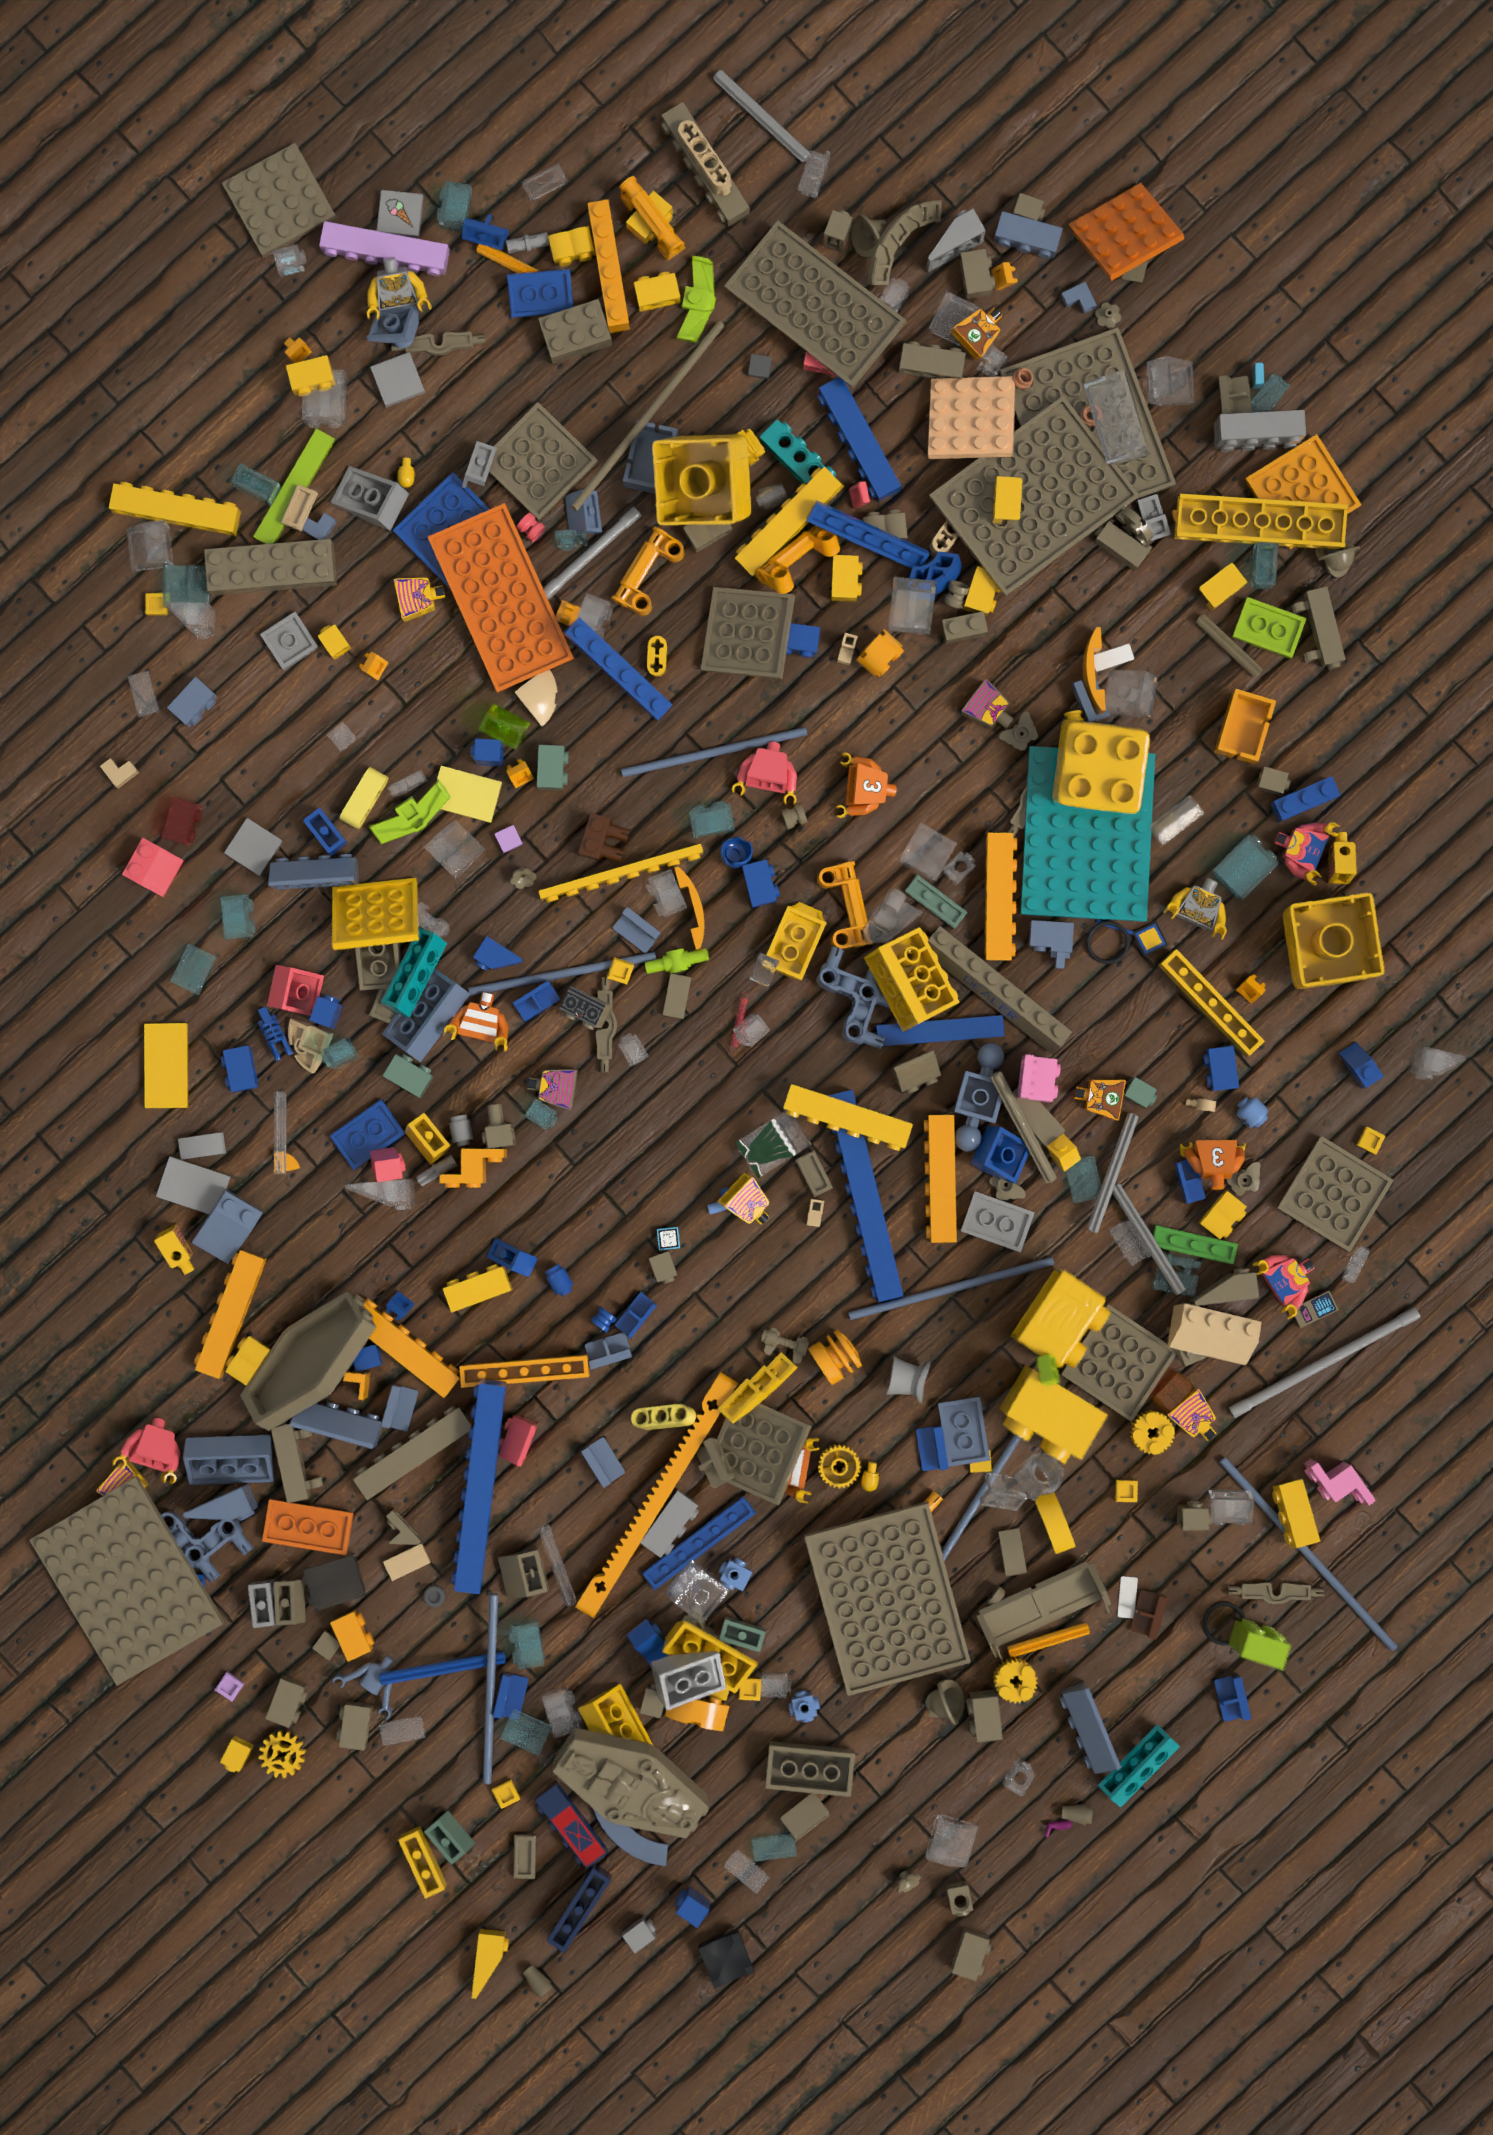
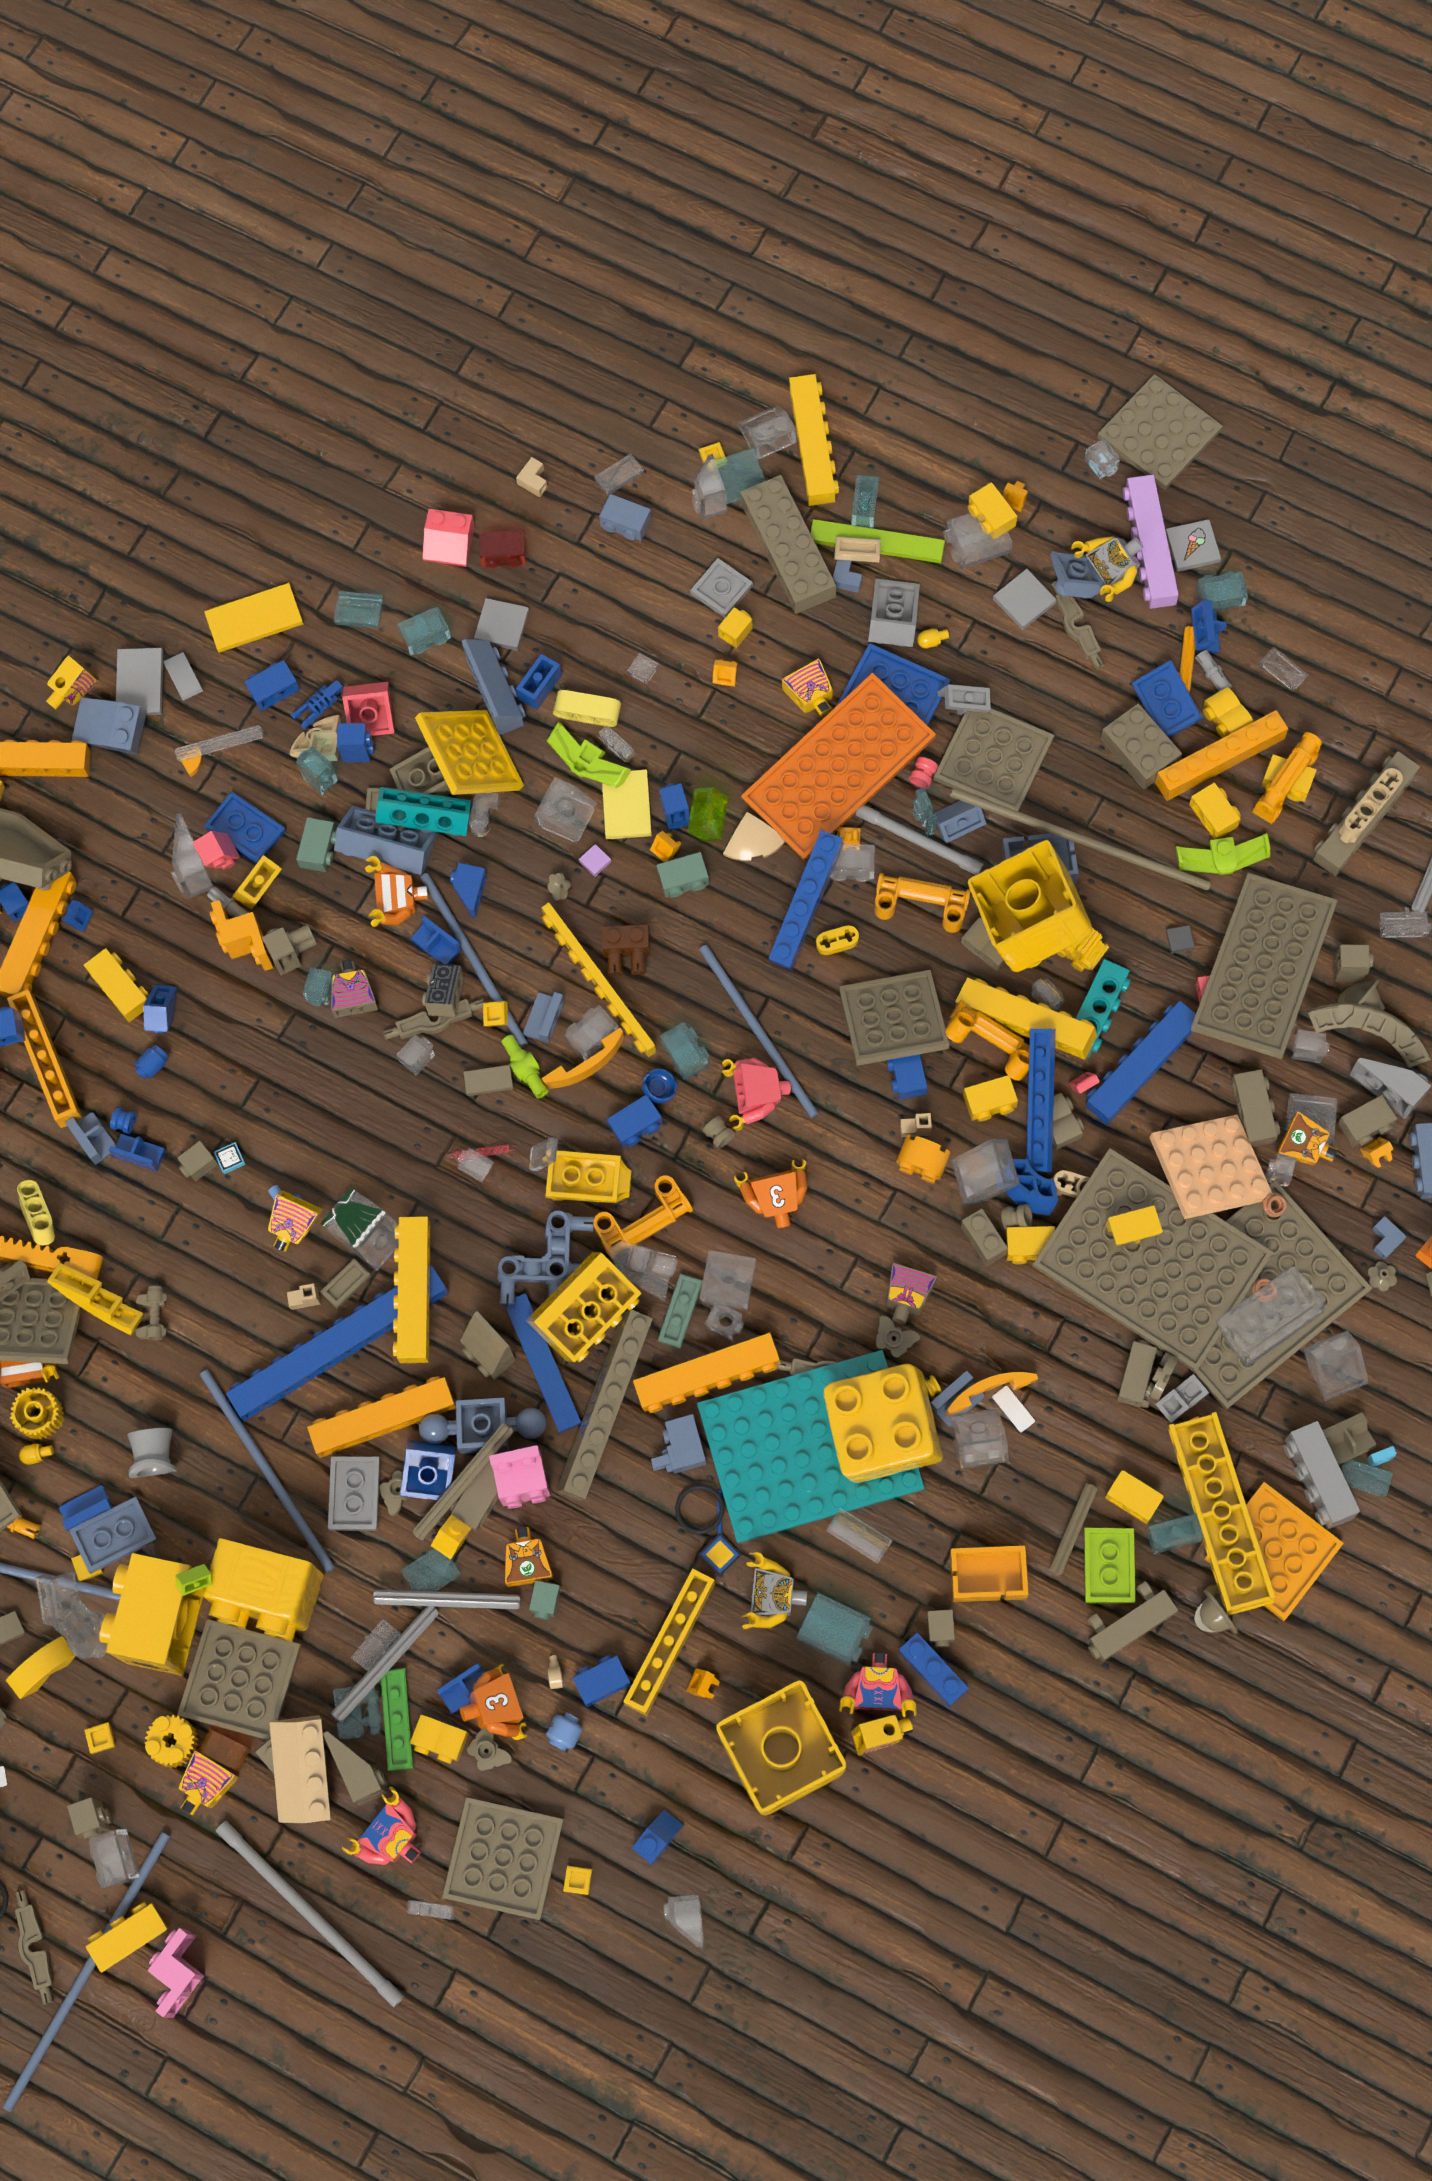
camera: 80 degrees right, 15 degrees down
(461, 1130) = (277, 914): light grey brick -> none
(835, 1356) = (152, 1367): light orange wheel -> none
(1315, 1309) = (366, 1881): tile -> none

